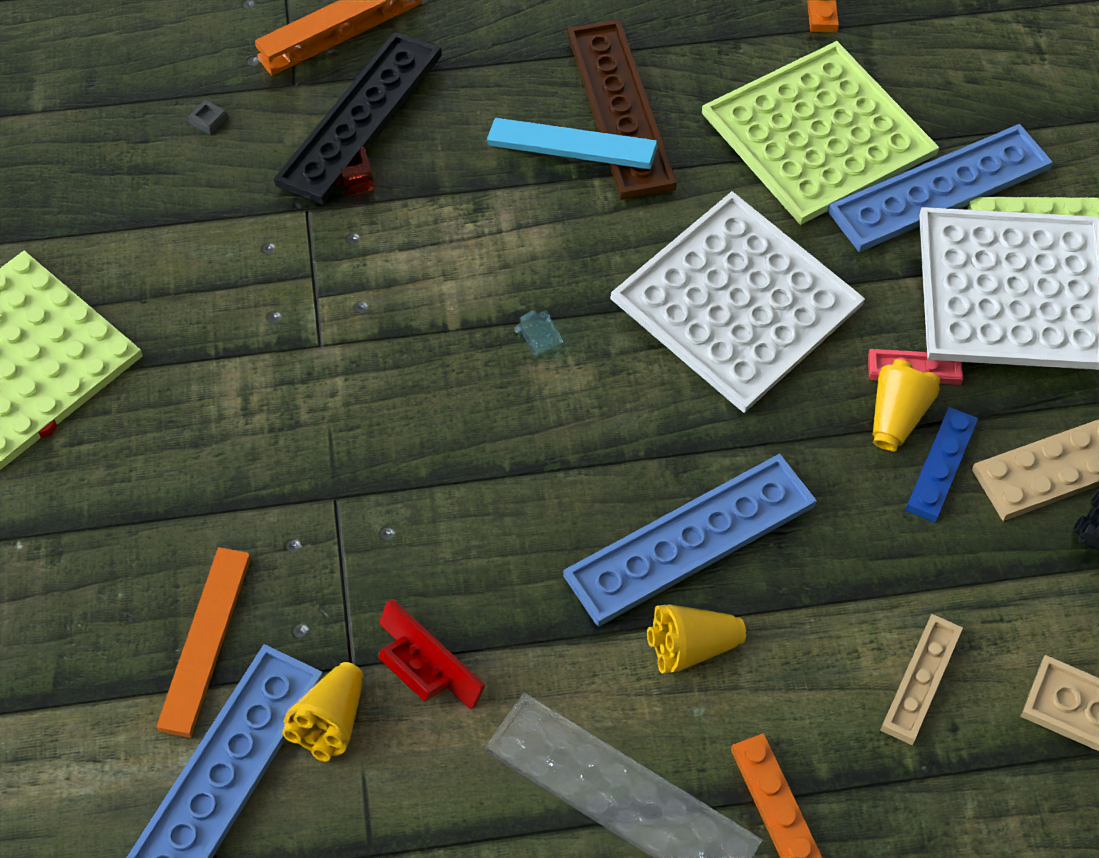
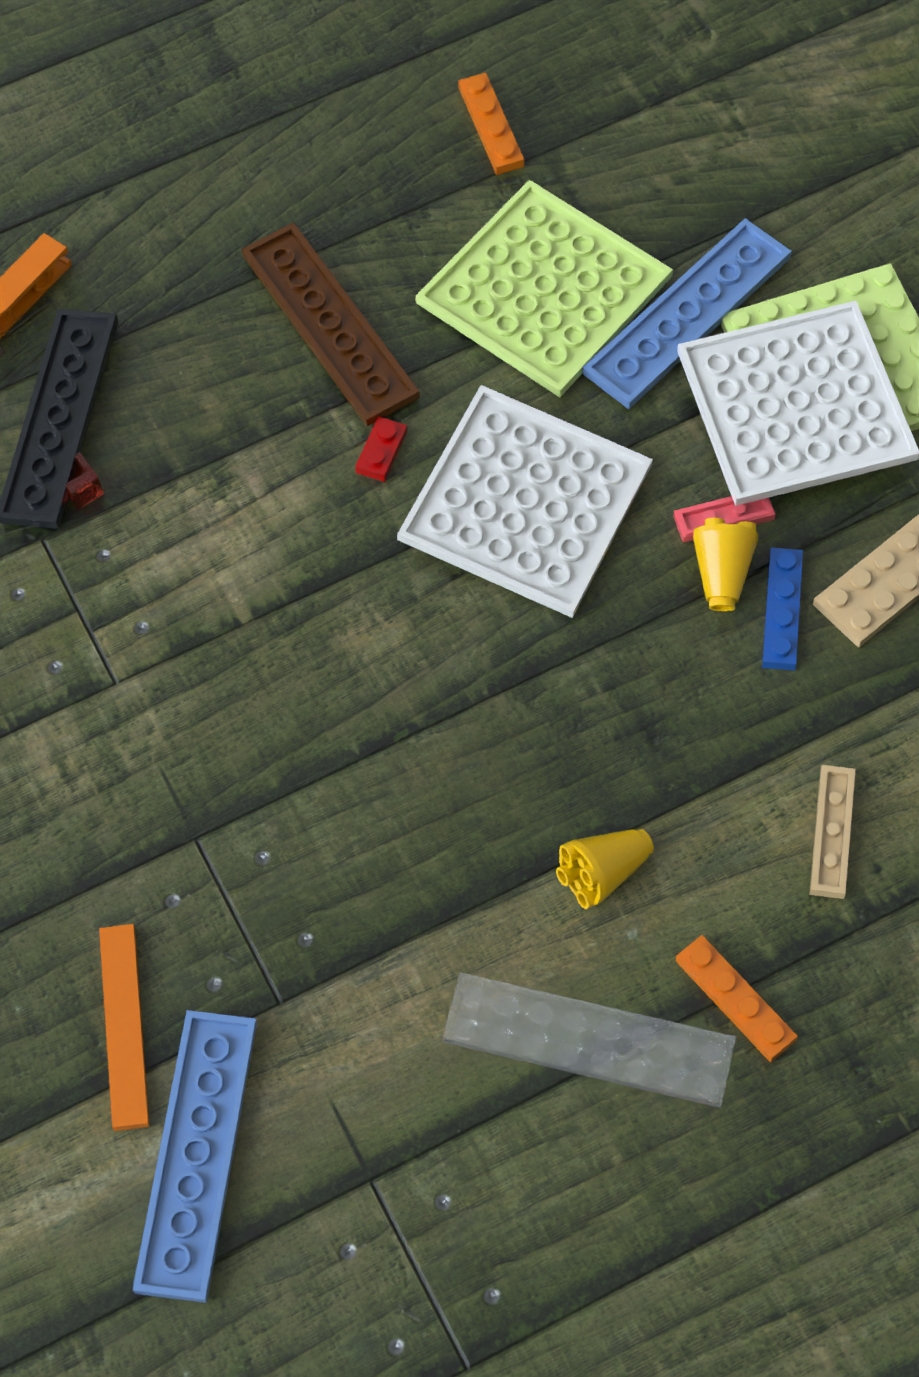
camera: 15 degrees left, 5 degrees up
(326, 713) = (277, 1057): yellow cone -> none
(423, 660) = (350, 973): red bracket -> none
(538, 332) = (337, 598): clear light blue bracket -> none
(572, 143) = (295, 380): medium azure tile -> none
(626, 222) = (381, 449): none -> red plate
(688, 539) = (564, 766): medium blue plate -> none

